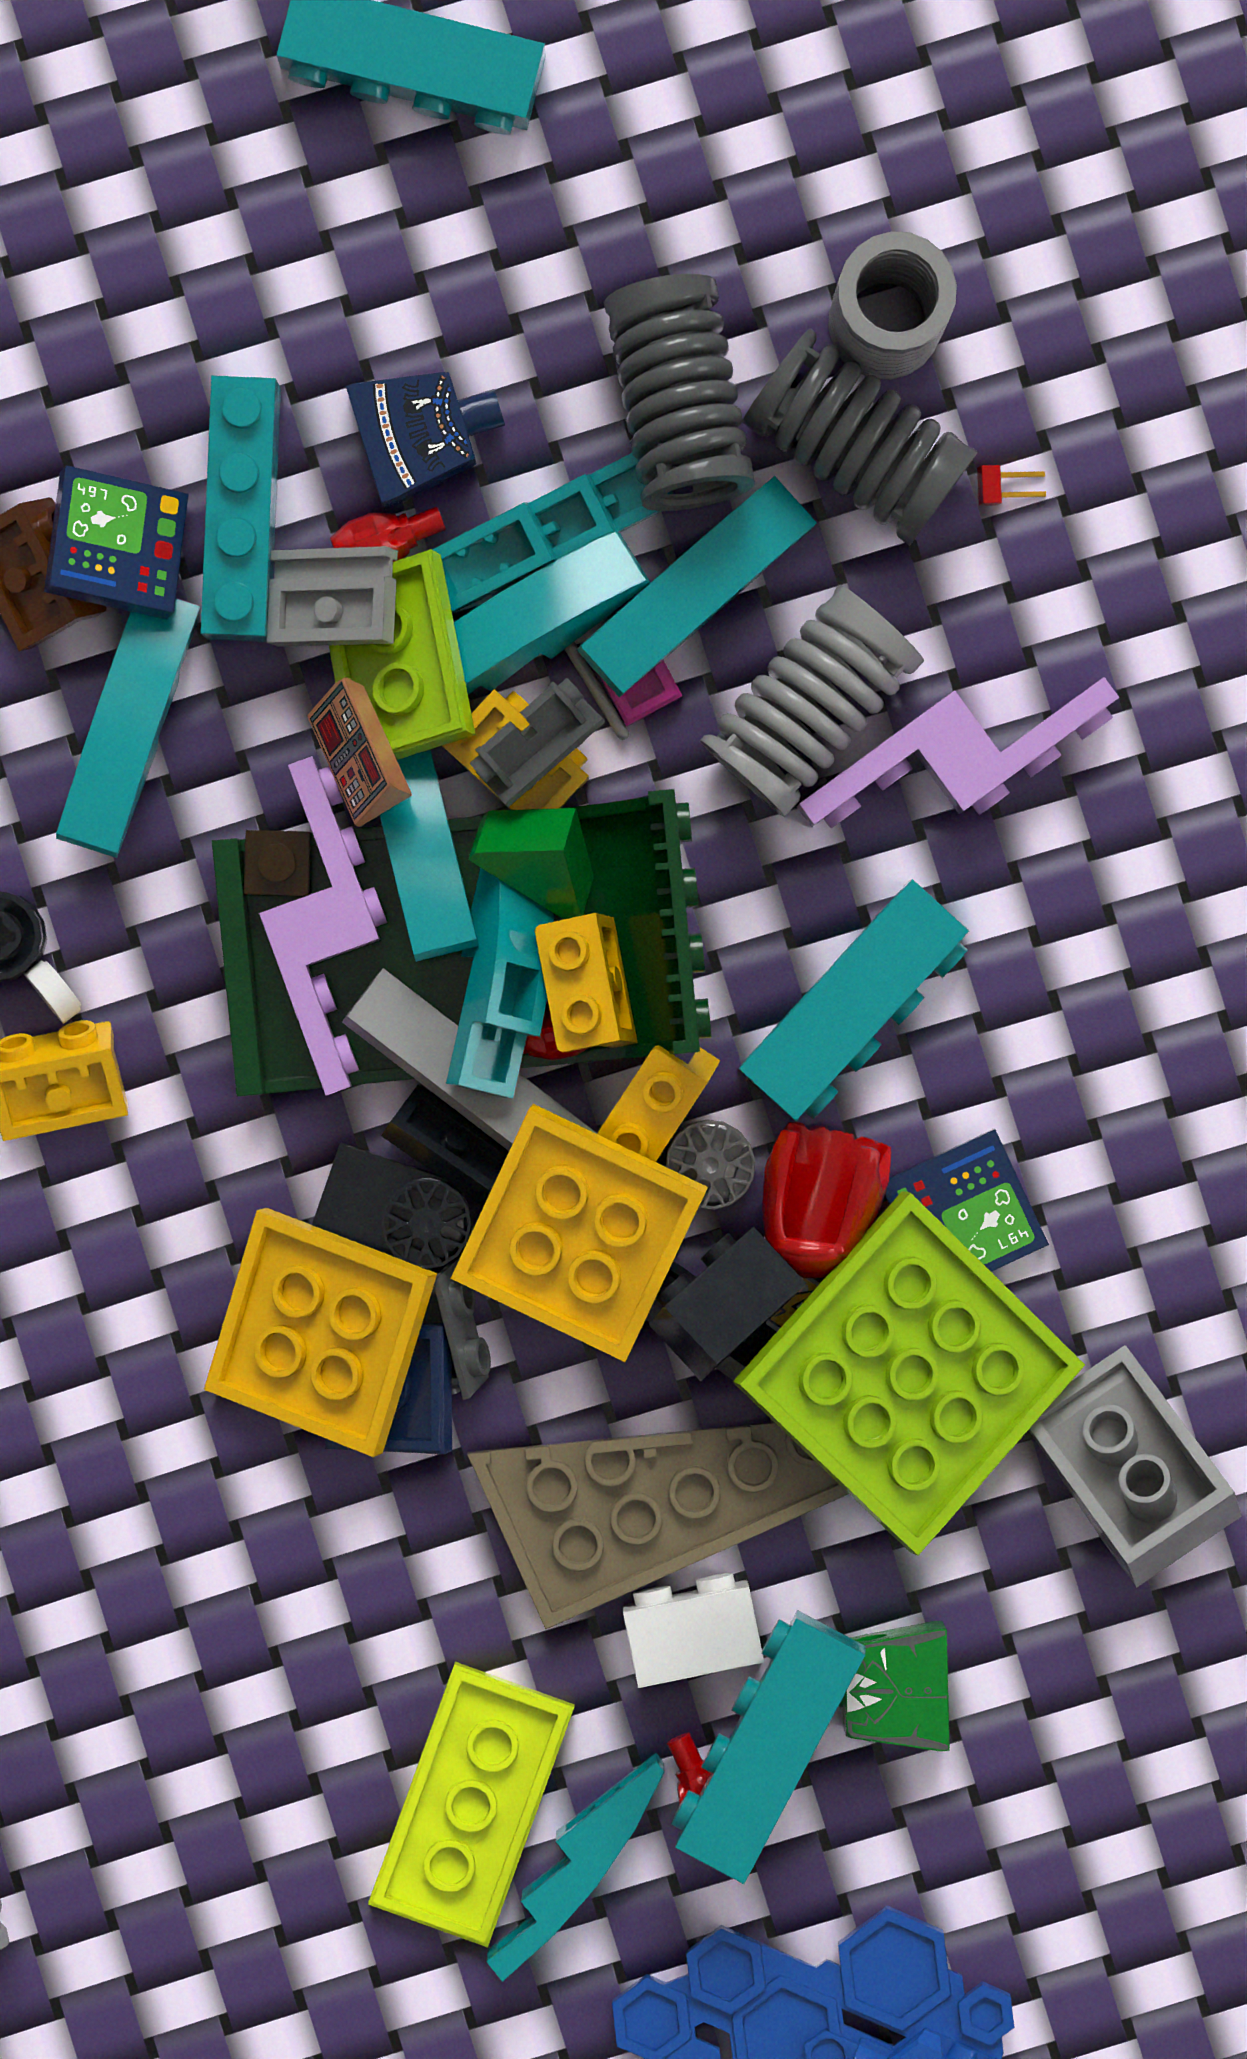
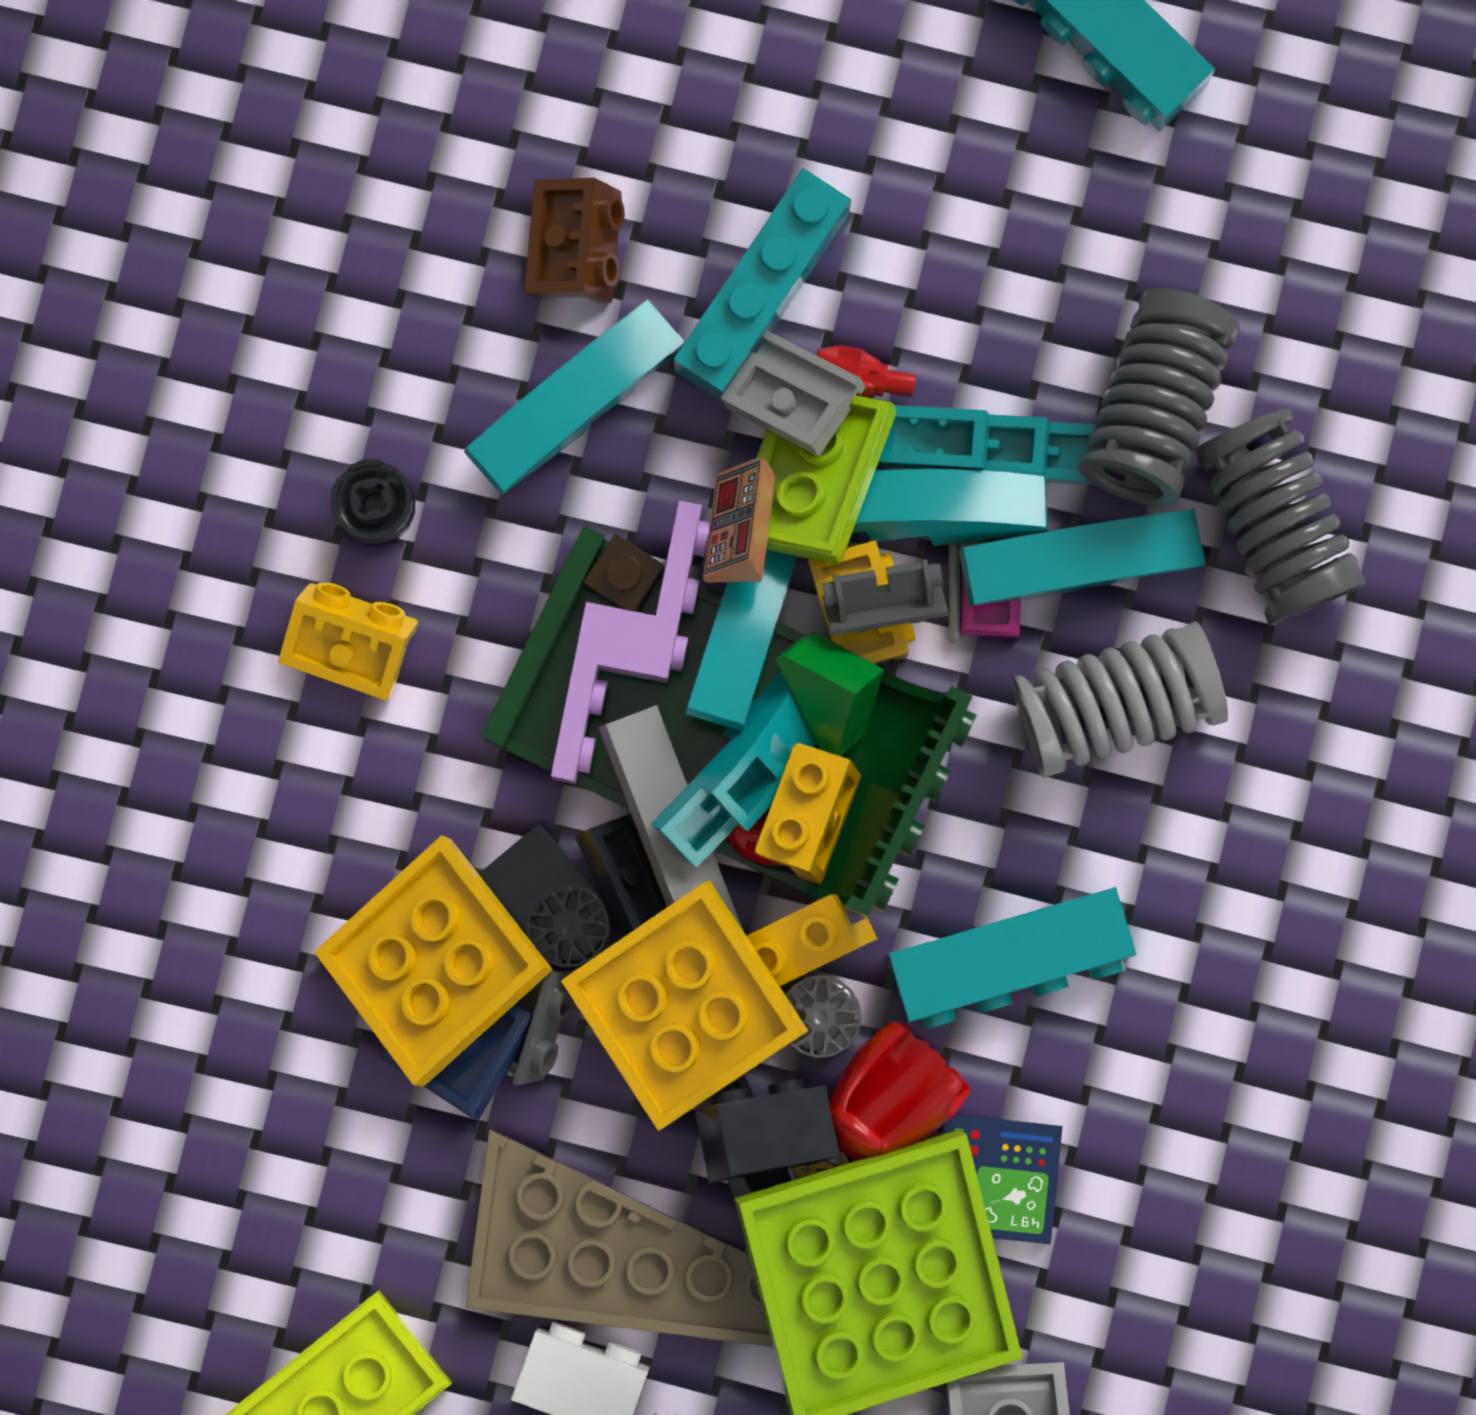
camera: 30 degrees right, 5 degrees down
(53, 991) = (389, 569): white tile -> none
(116, 542) = (650, 253): dark blue tile -> none
(419, 431) = (937, 308): dark blue torso -> none
(910, 264) = (1396, 398): light grey piece -> none
(959, 755) = (1210, 812): lavender bracket -> none
(990, 485) = (1359, 617): red piece -> none

